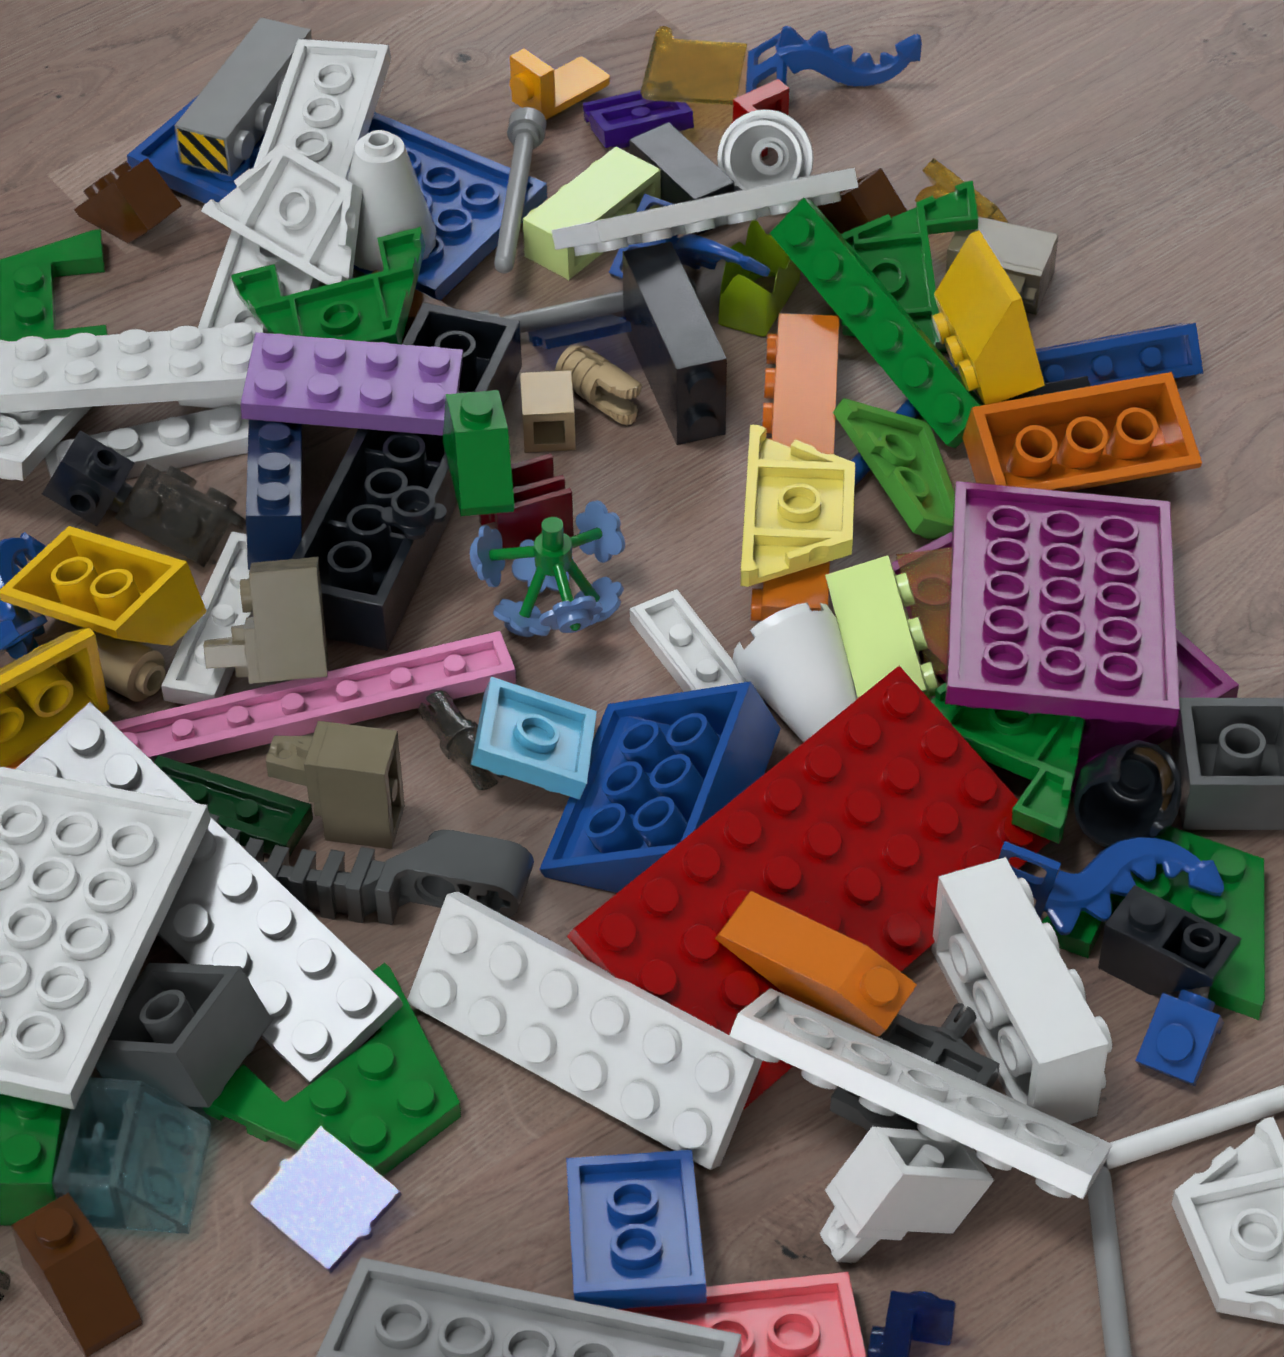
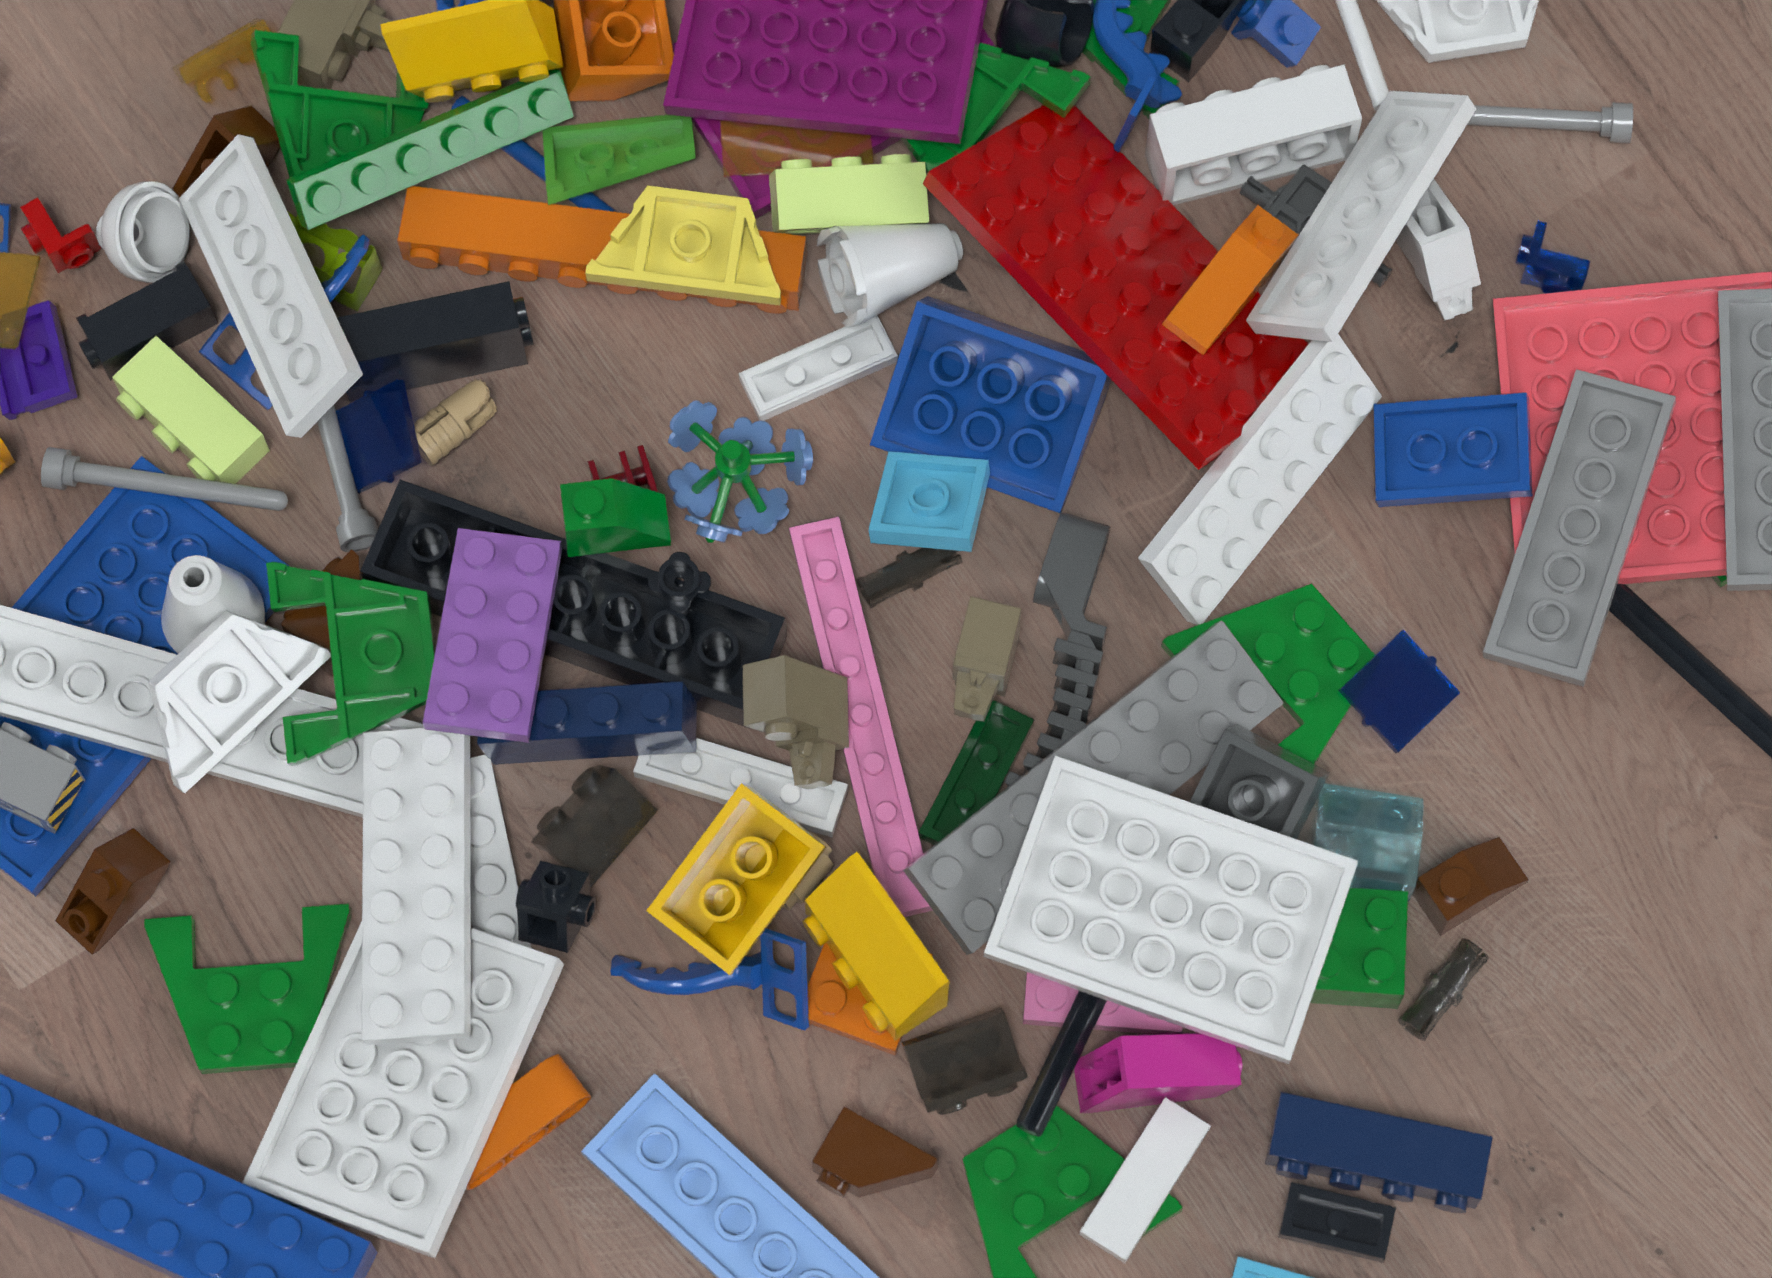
camera: 85 degrees left, 25 degrees up
(548, 411) = (488, 473): tan brick -> none

